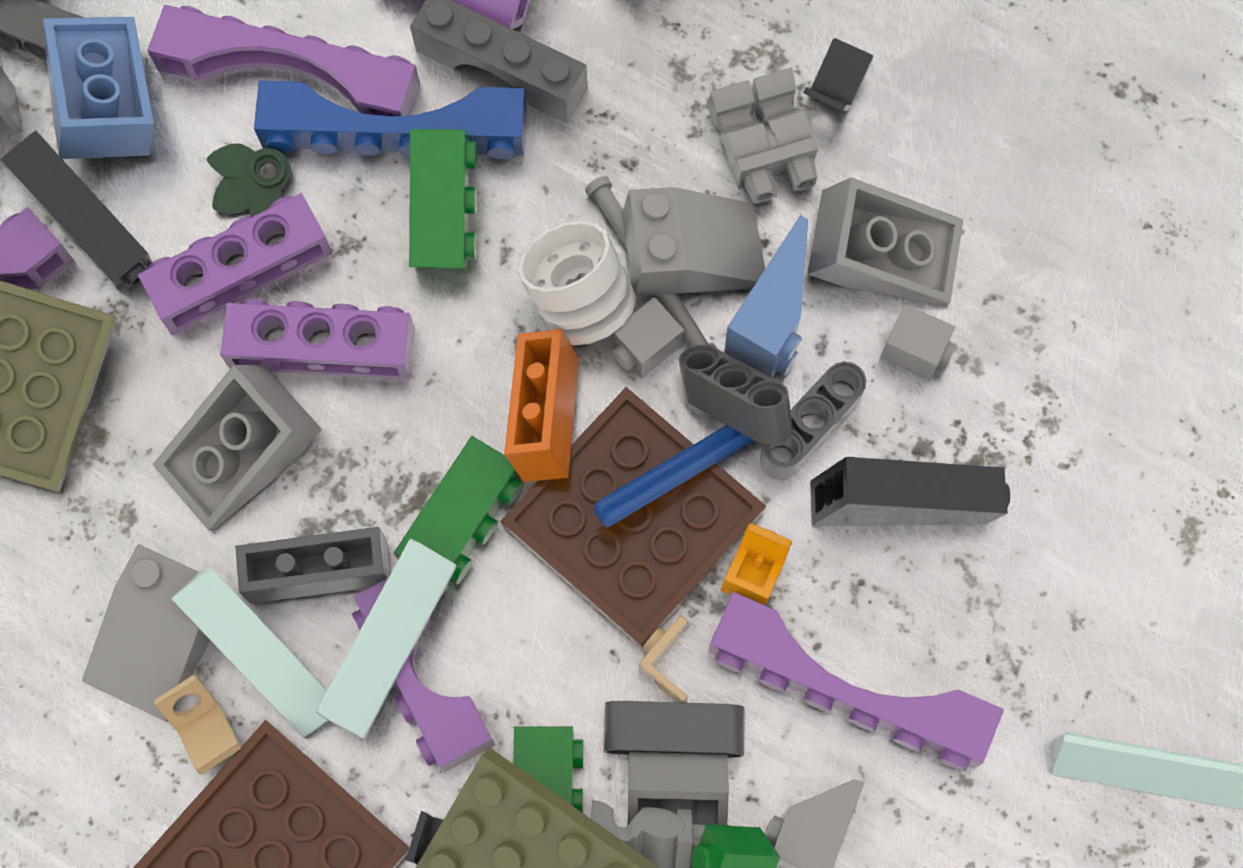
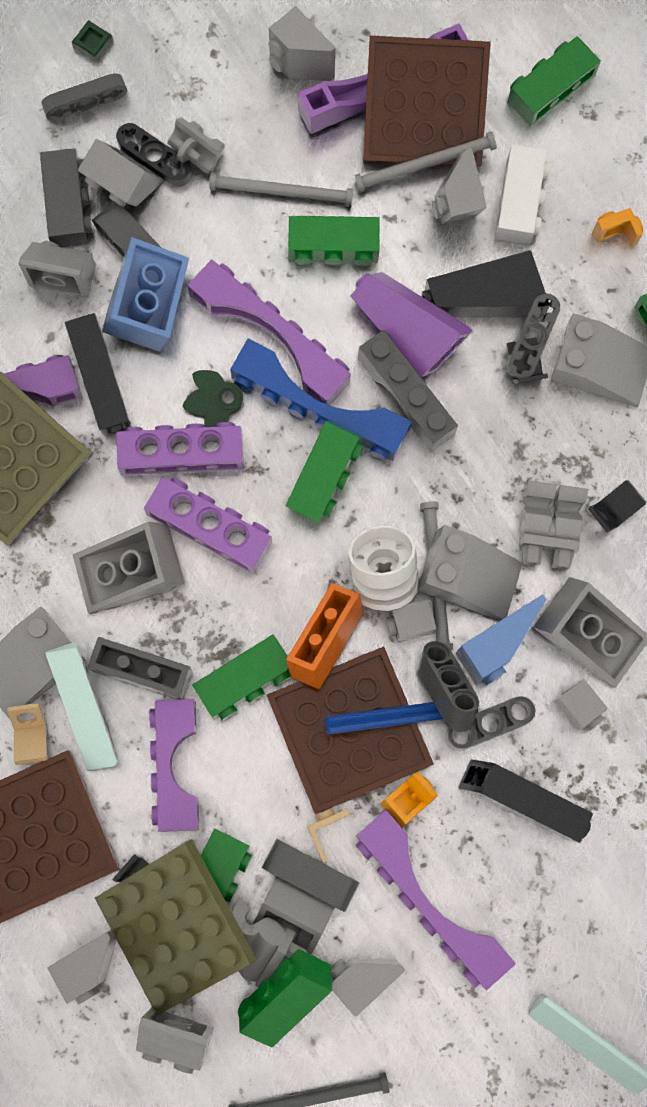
camera: 20 degrees right, 5 degrees up
(386, 639) = (162, 738): light aqua slope -> none

